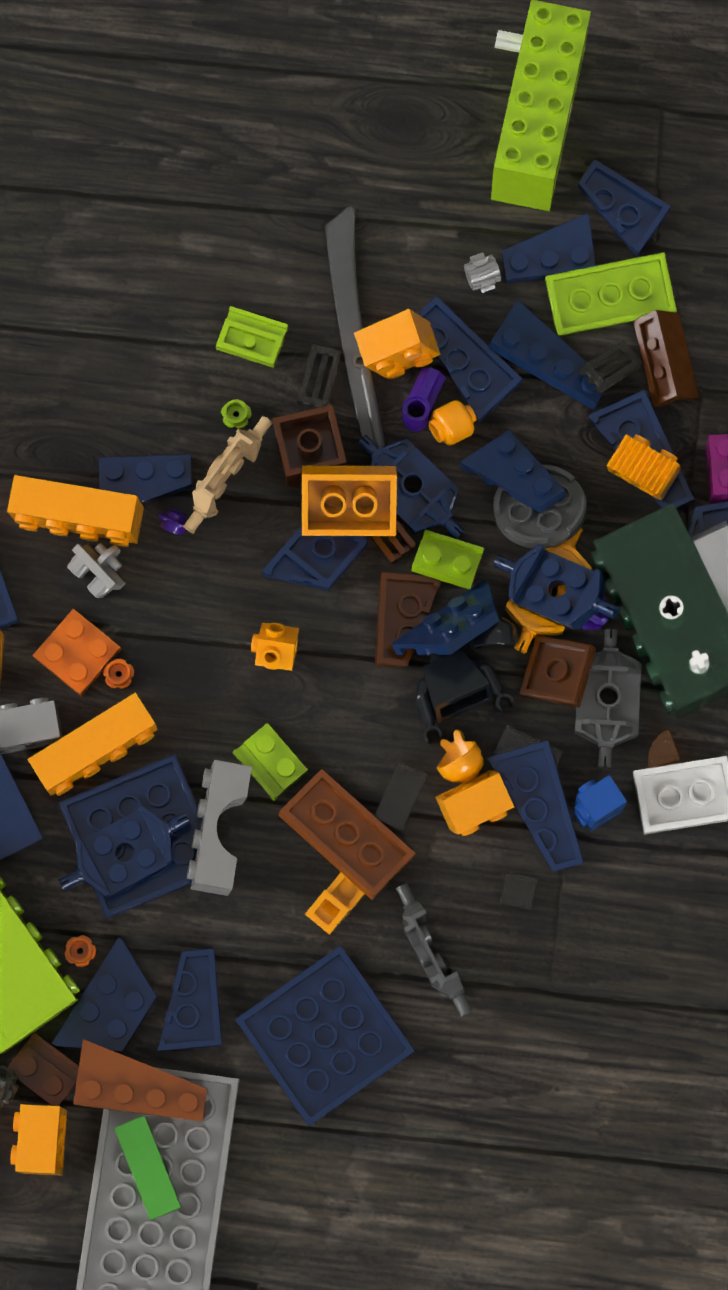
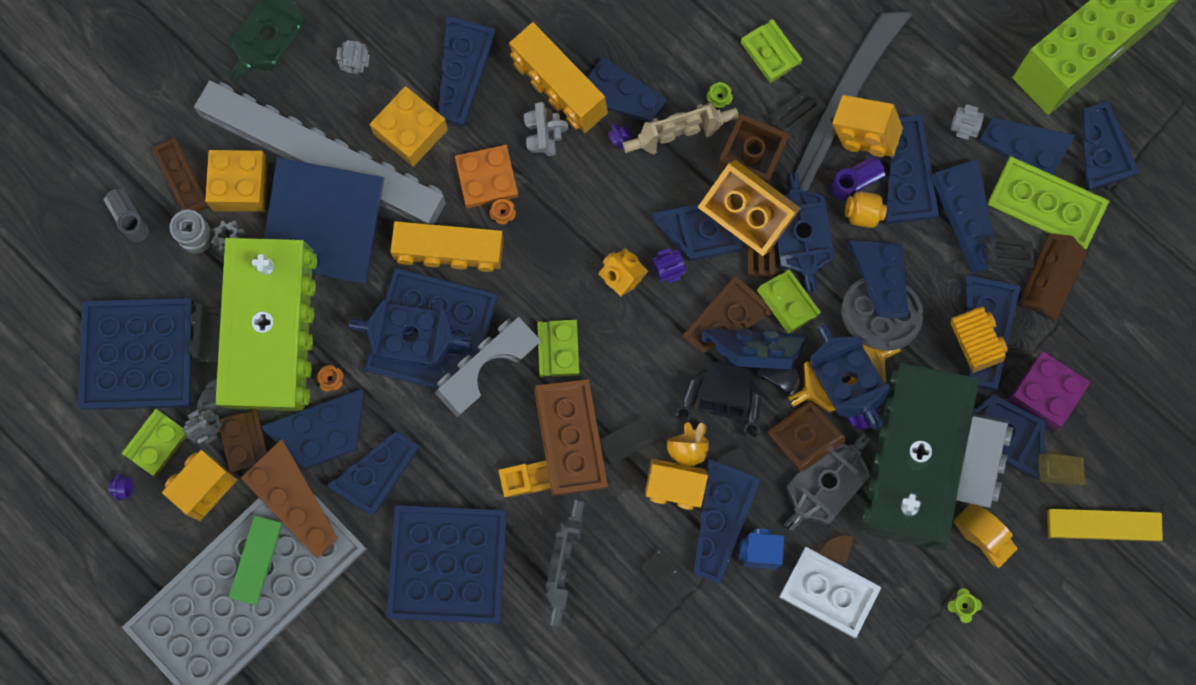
camera: 35 degrees right, 0 degrees up
(313, 608) = (669, 265): none -> dark purple gear

